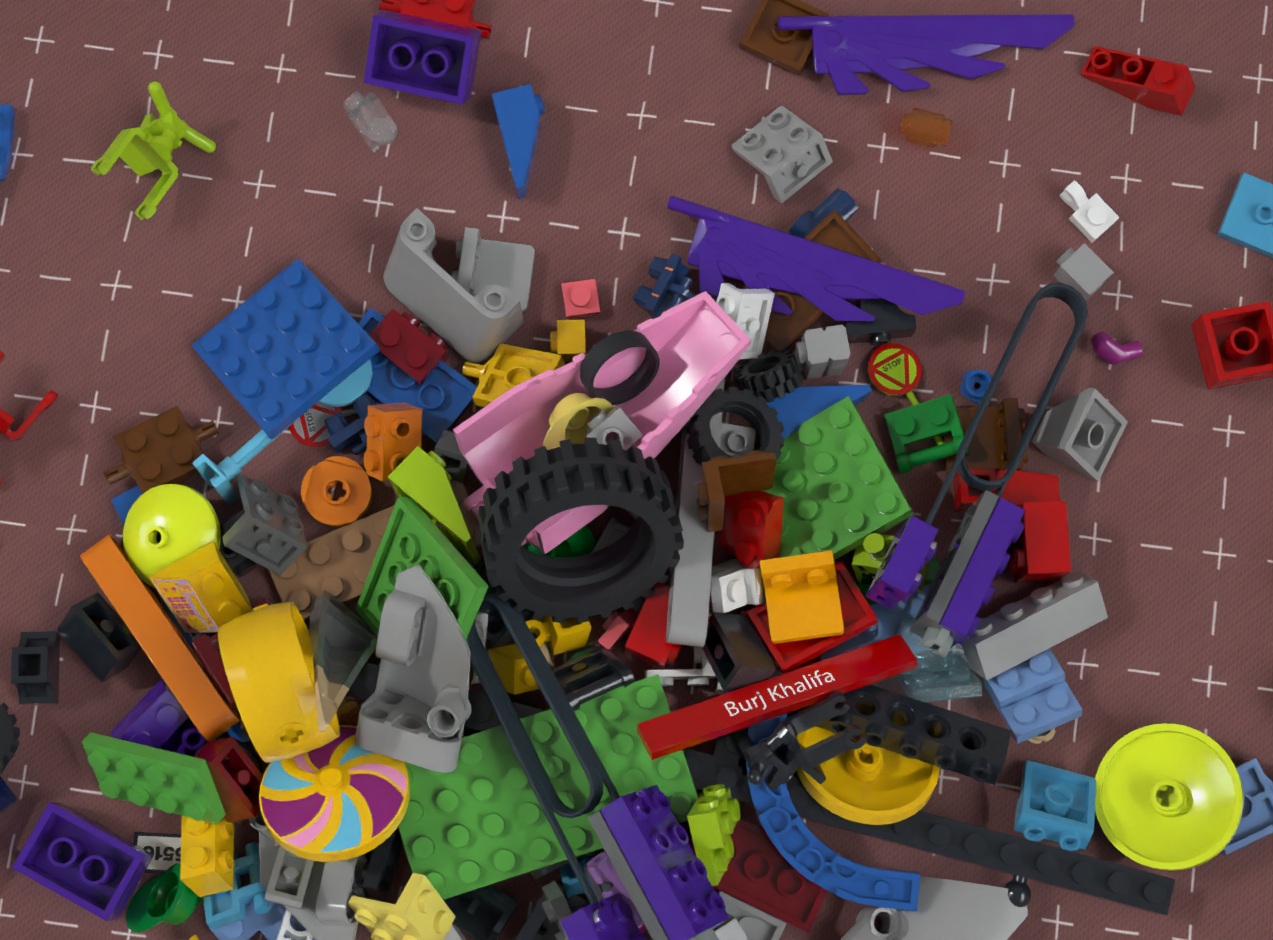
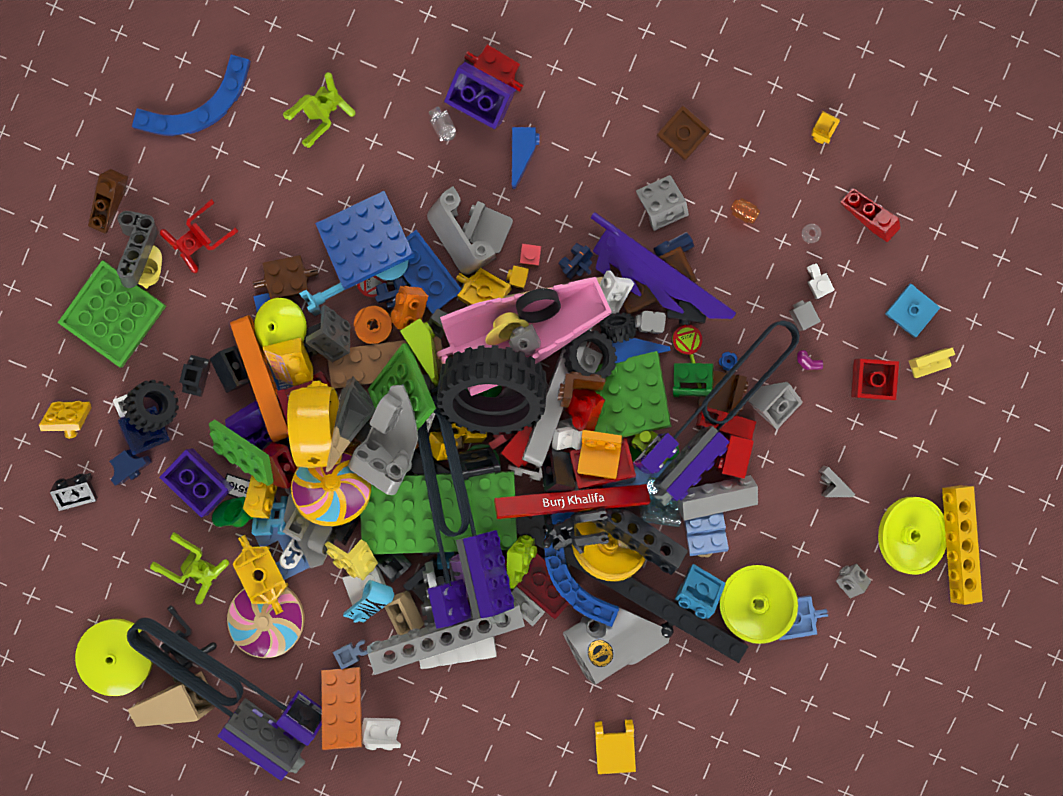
camera: 15 degrees right, 10 degrees up
(408, 346) = (429, 256): dark red bracket -> none
(911, 42) = (747, 158): dark purple animal -> none
(1049, 145) = (805, 233): none -> clear plate
(1237, 548) = (838, 487): none -> light grey slope

